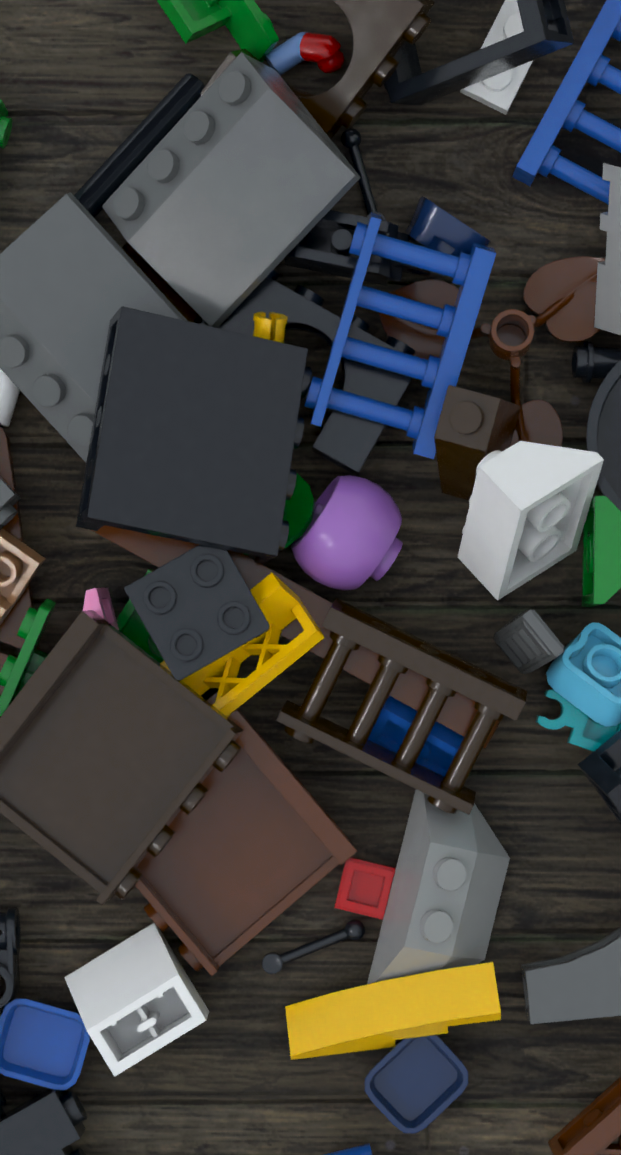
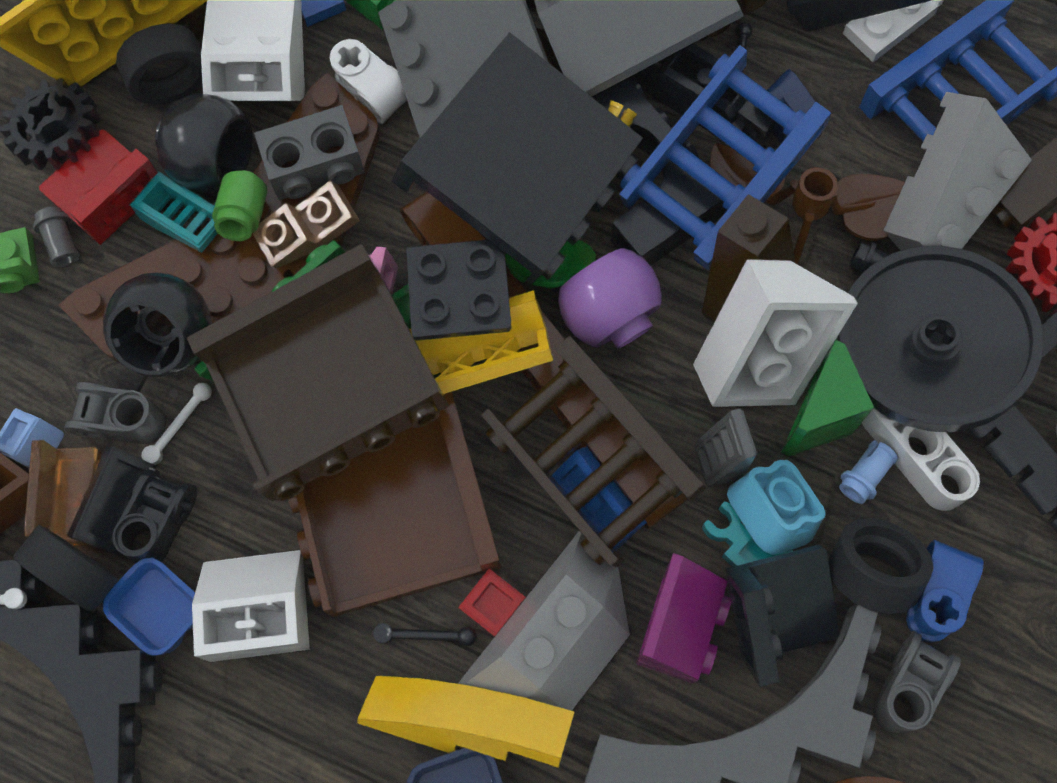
camera: 25 degrees right, 15 degrees down
(557, 829) = (684, 620): none -> magenta slope

